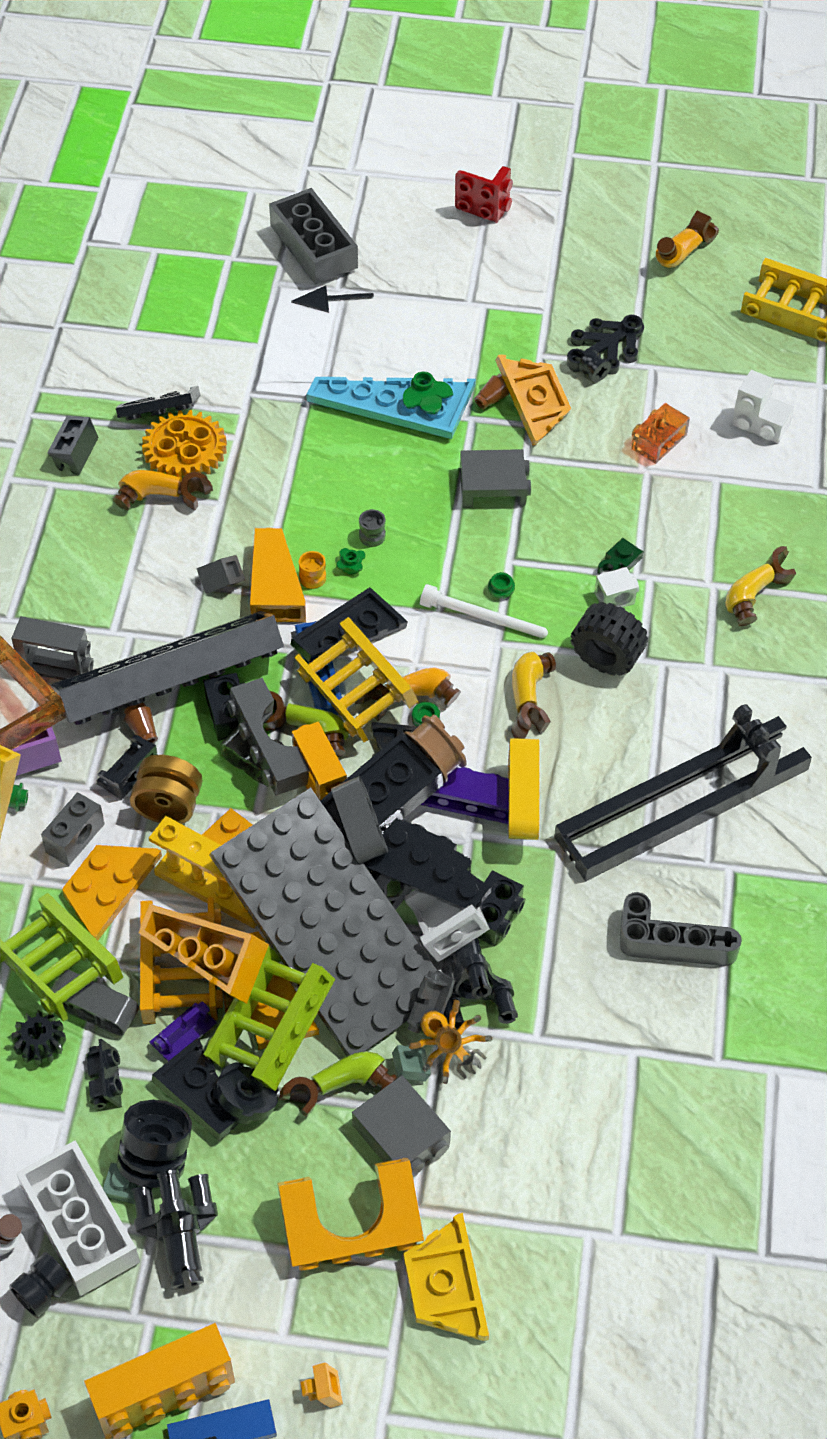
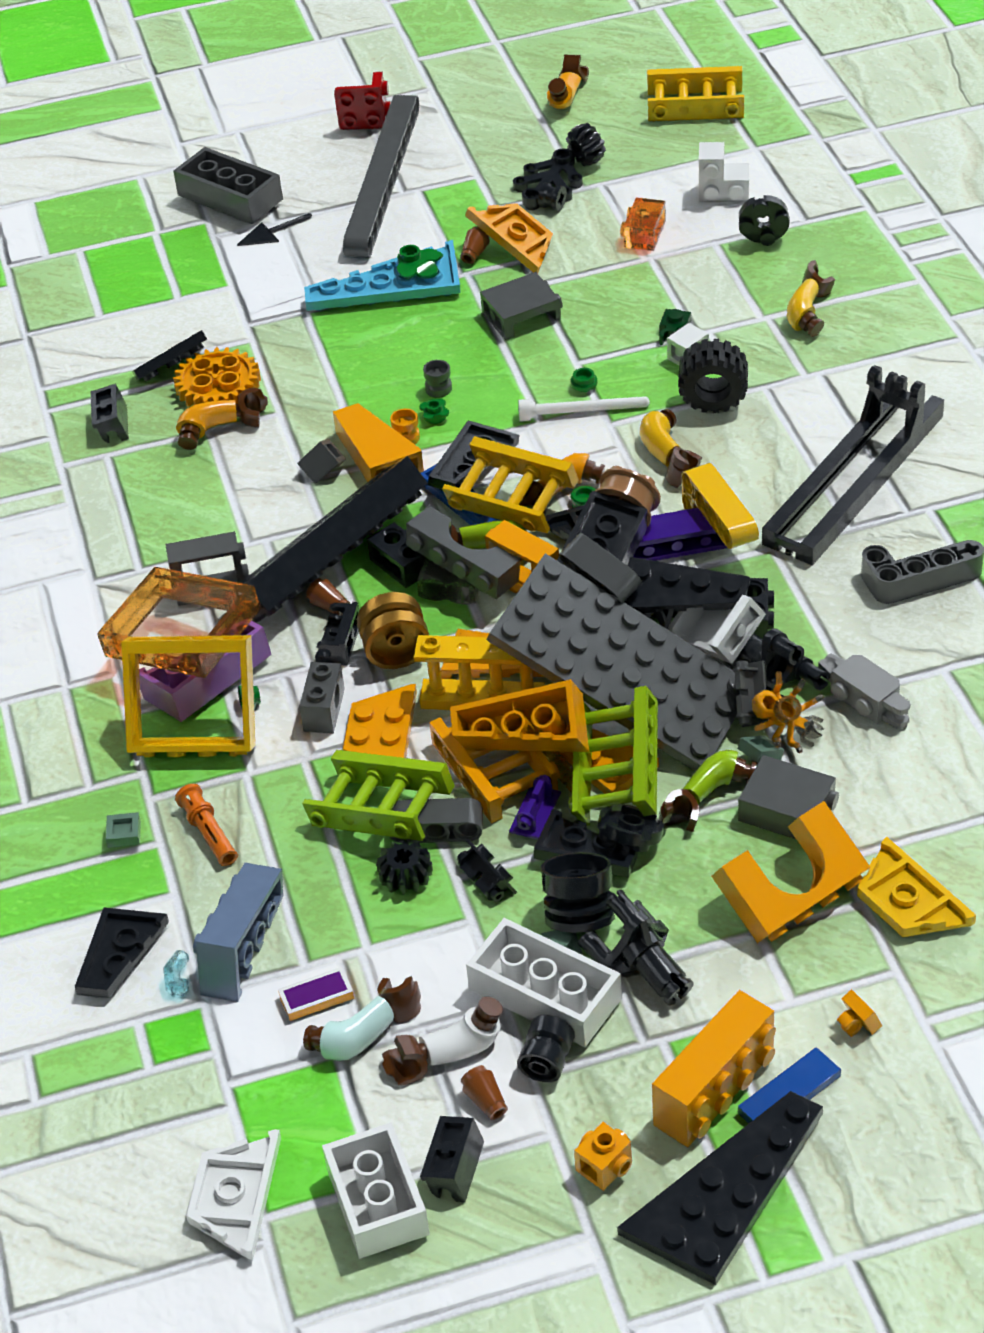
camera: 20 degrees left, 10 degrees down
(456, 278) = (381, 177): none -> dark grey beam
(545, 1043) = (867, 689): none -> light grey hinge
(657, 320) = (585, 144): none -> black gear
(756, 475) = (764, 232): none -> black plate

